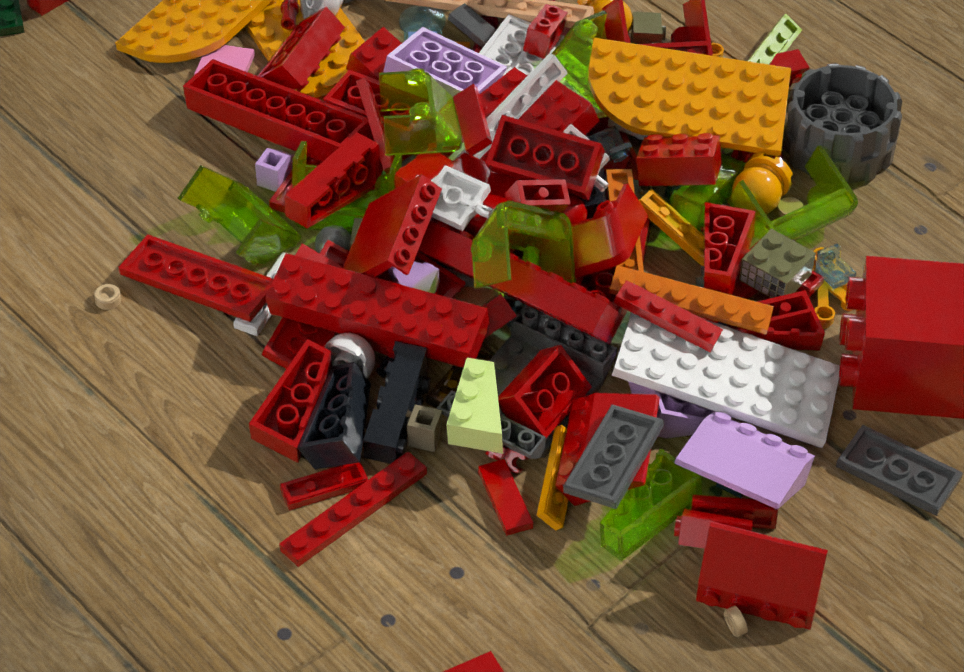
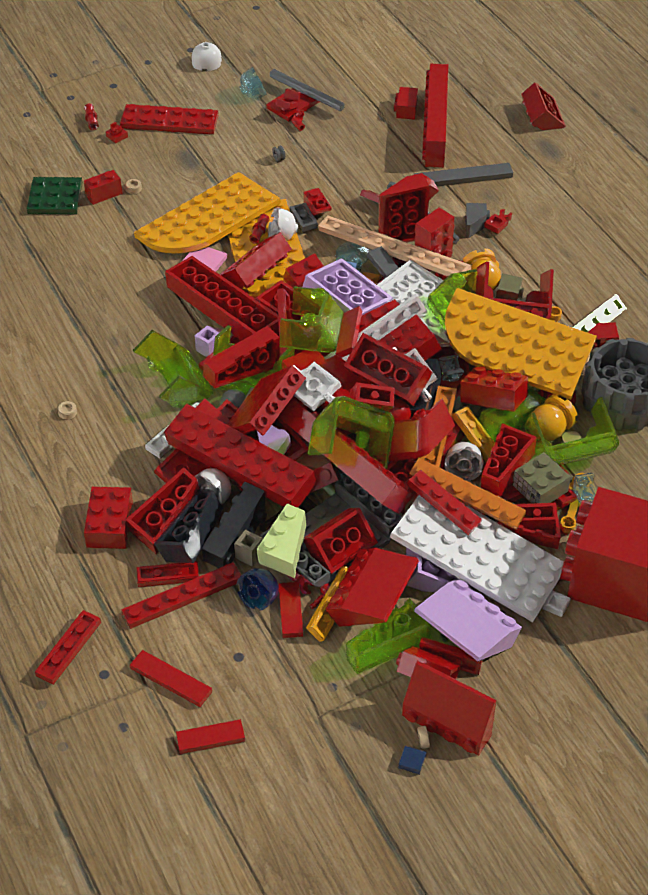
camera: 15 degrees right, 0 degrees up
(197, 277) = (129, 408): red plate -> none
(219, 426) = (106, 517): none -> red brick
(224, 608) = (68, 647): none -> red plate
(378, 619) = (171, 678): none -> red tile
(455, 478) = (258, 588): none -> clear blue cylinder
(541, 464) = (323, 590): none -> red hand
(545, 31) = (430, 276): red brick -> none
(613, 456) = (369, 597): dark grey tile -> none
(668, 258) = (464, 460): none -> white cylinder
(730, 653) = (412, 760): none -> dark blue tile
(843, 418) = (556, 603): none -> white tile
(899, 470) = (586, 651): dark grey tile -> none

